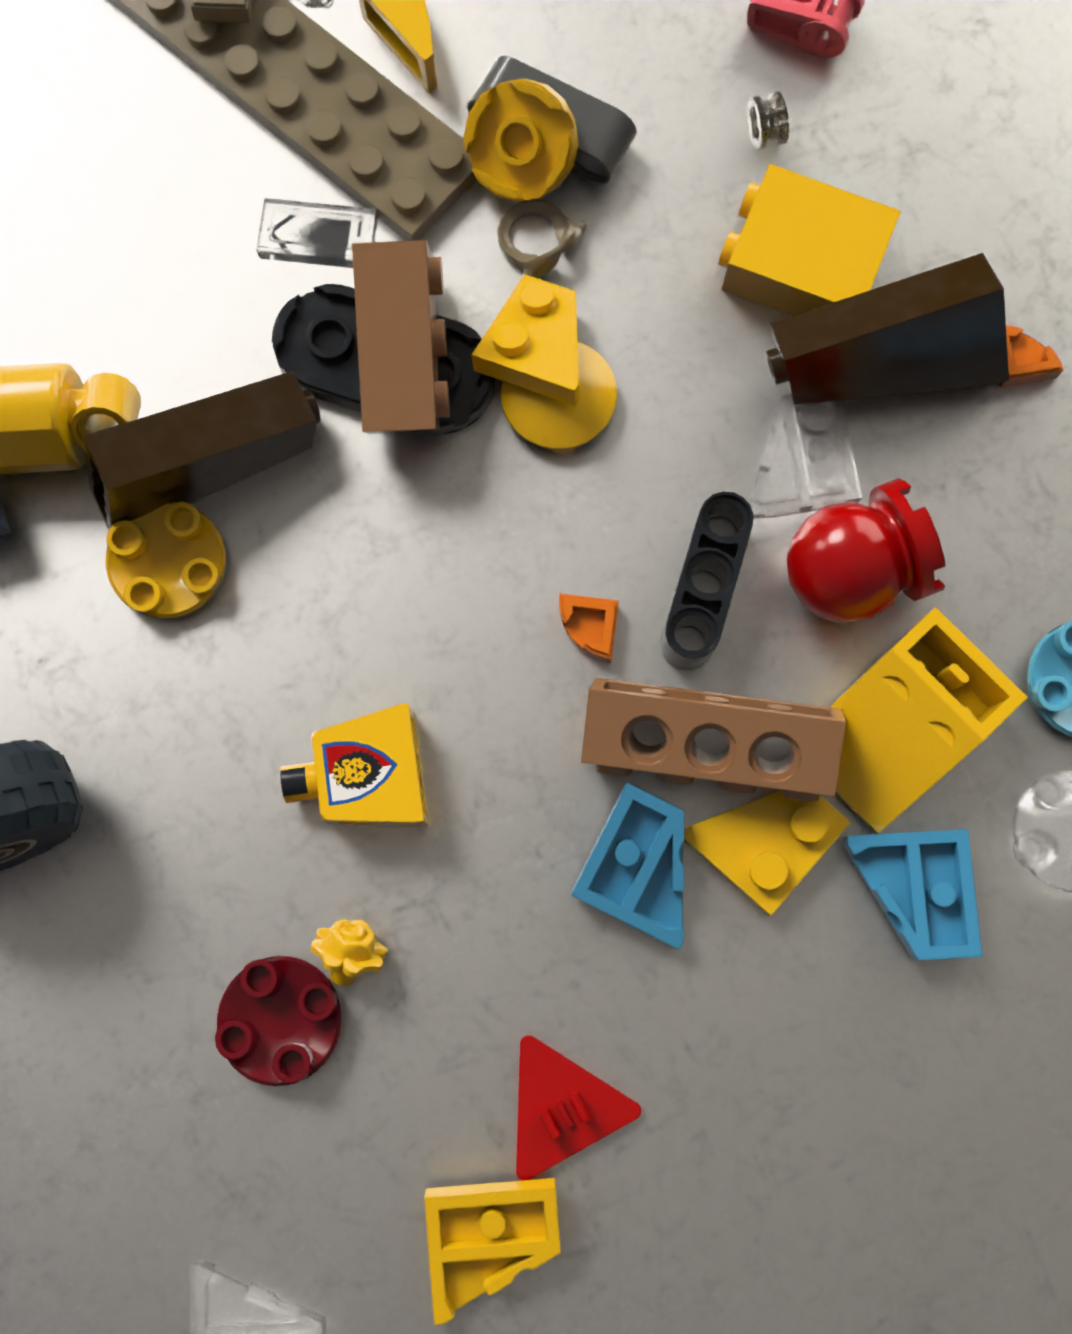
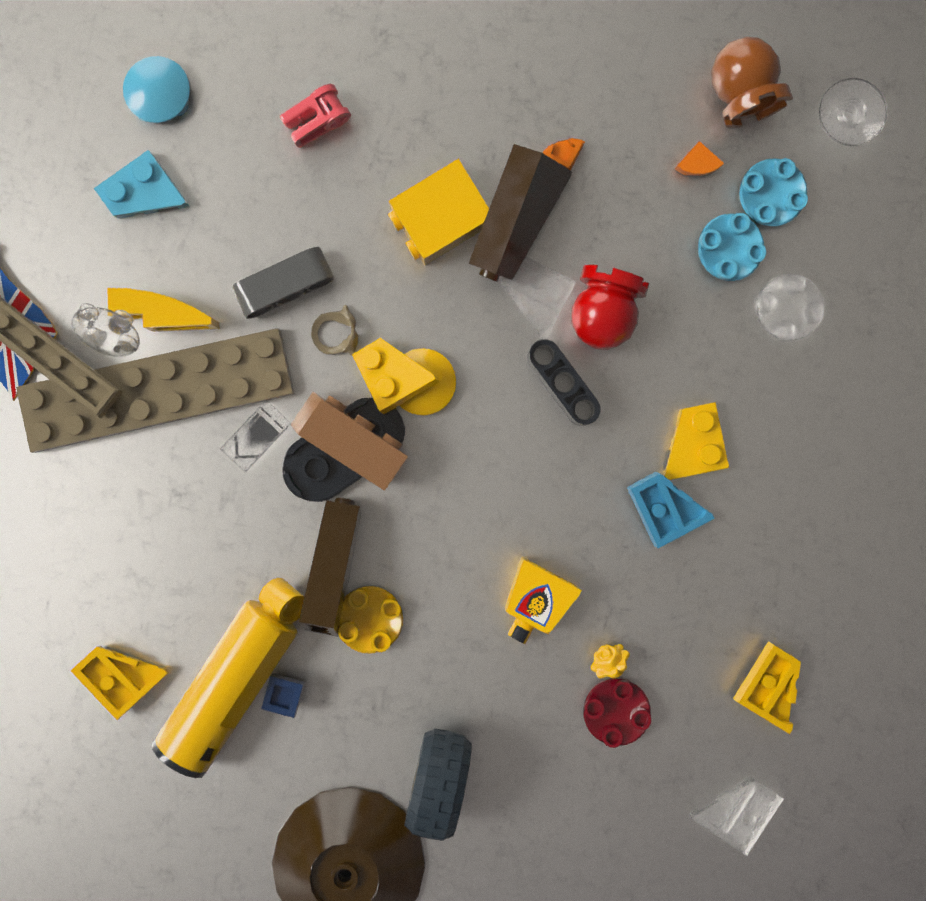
camera: 55 degrees left, 10 degrees up
(521, 139) = (287, 307): yellow tile -> none
(562, 1108) = (741, 616): red piece -> none
(590, 624) = (541, 448): orange tile -> none
(768, 120) = (360, 180): clear smoke bush -> none
(803, 775) = (641, 416): medium nougat brick -> none
(917, 718) = (691, 344): yellow slope -> none
(923, 889) = (766, 393): dark azure wing -> none

